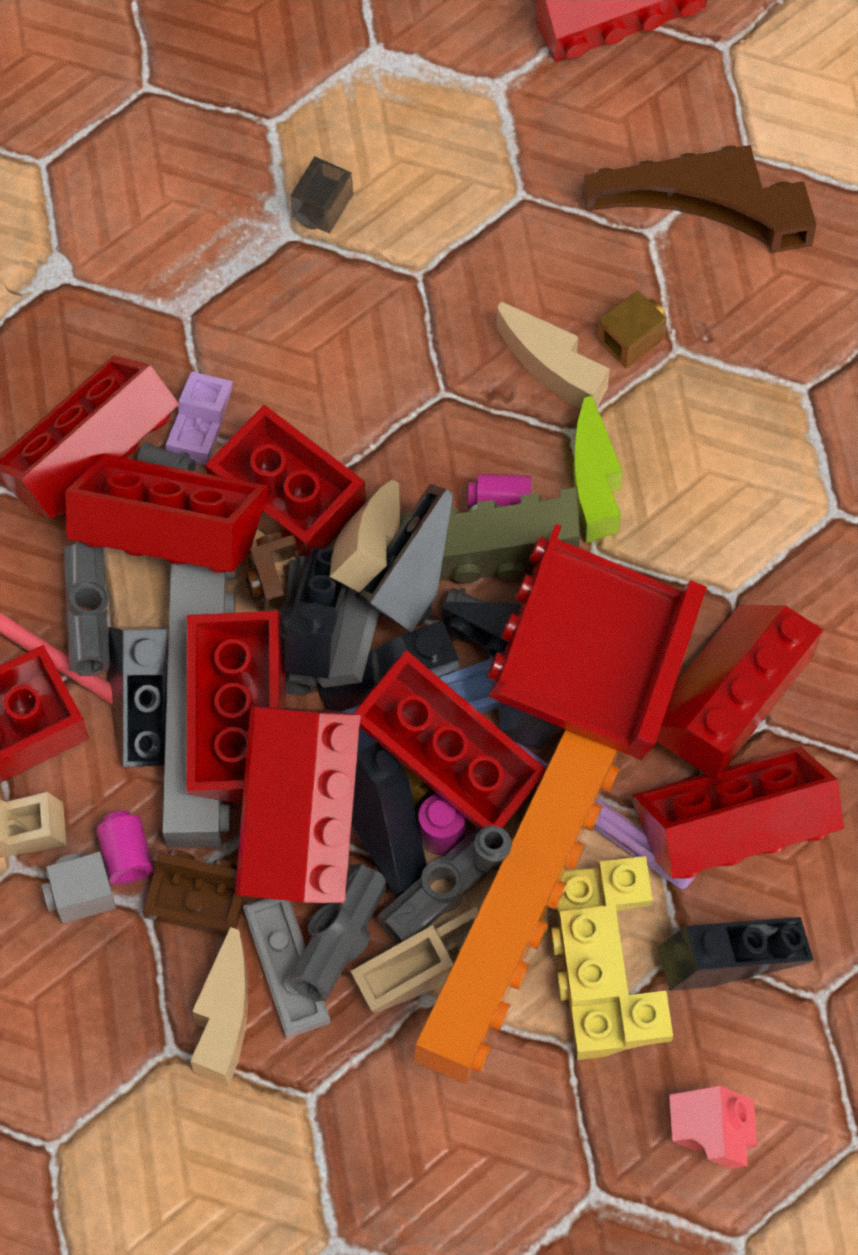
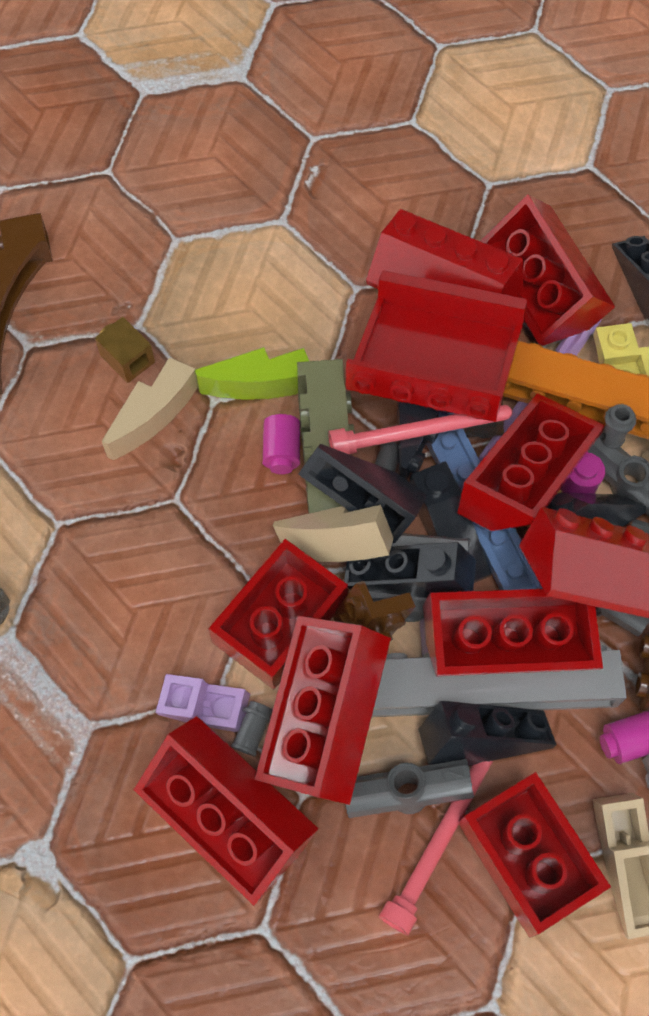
camera: 95 degrees left, 0 degrees up
(472, 537) = (349, 442): none -> coral piece

